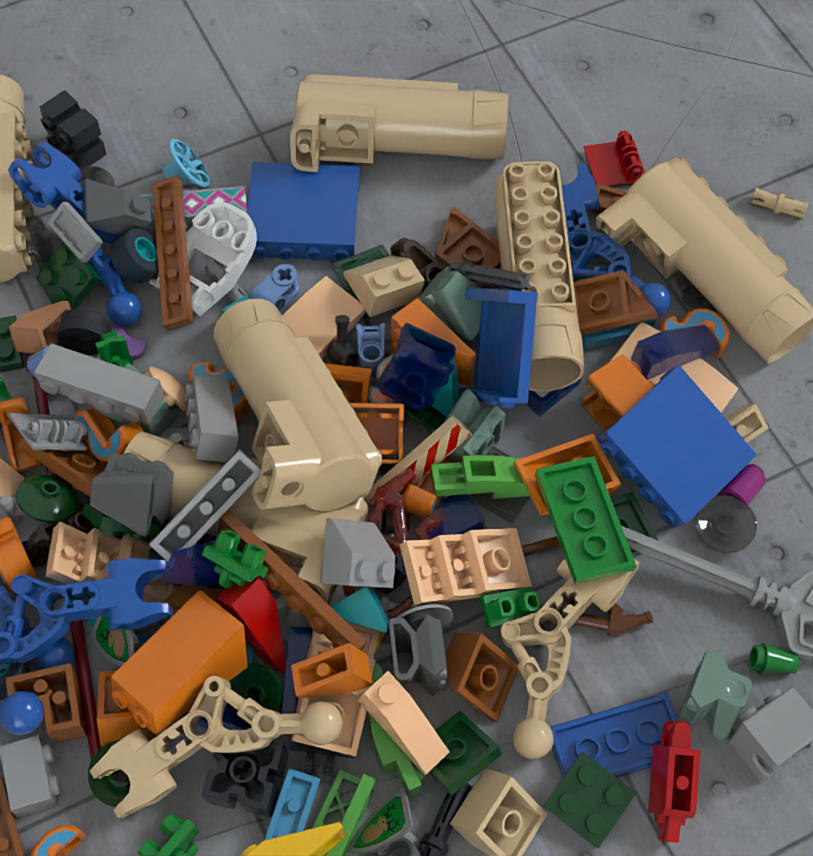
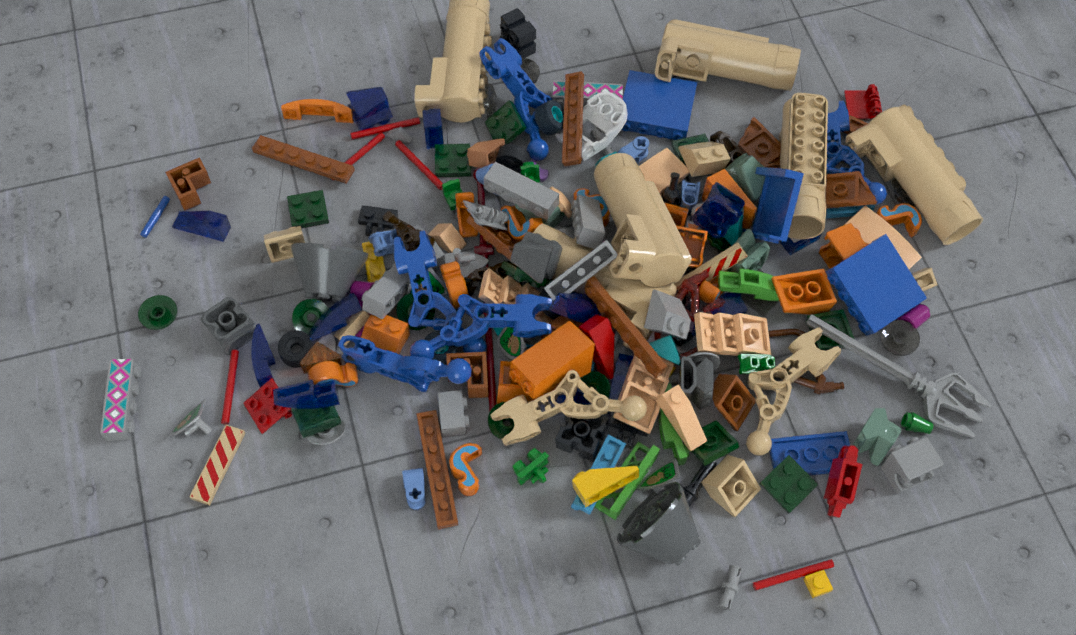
camera: 10 degrees right, 0 degrees up
(46, 498) = (480, 254): dark green dish -> none
(75, 232) = (515, 97): light grey plate -> none
(114, 208) = (540, 86): dark grey slope -> none
(185, 168) = (584, 66): medium azure wheel -> none
(232, 564) = (602, 309): green hips -> none
(332, 673) = (644, 380): orange slope -> none
(492, 276) = (774, 161): dark grey axle -> none
(585, 520) = (811, 318): green plate -> none
(672, 348) = (881, 223): clear blue slope -> none
(779, 203) = (968, 145): tan pin -> none

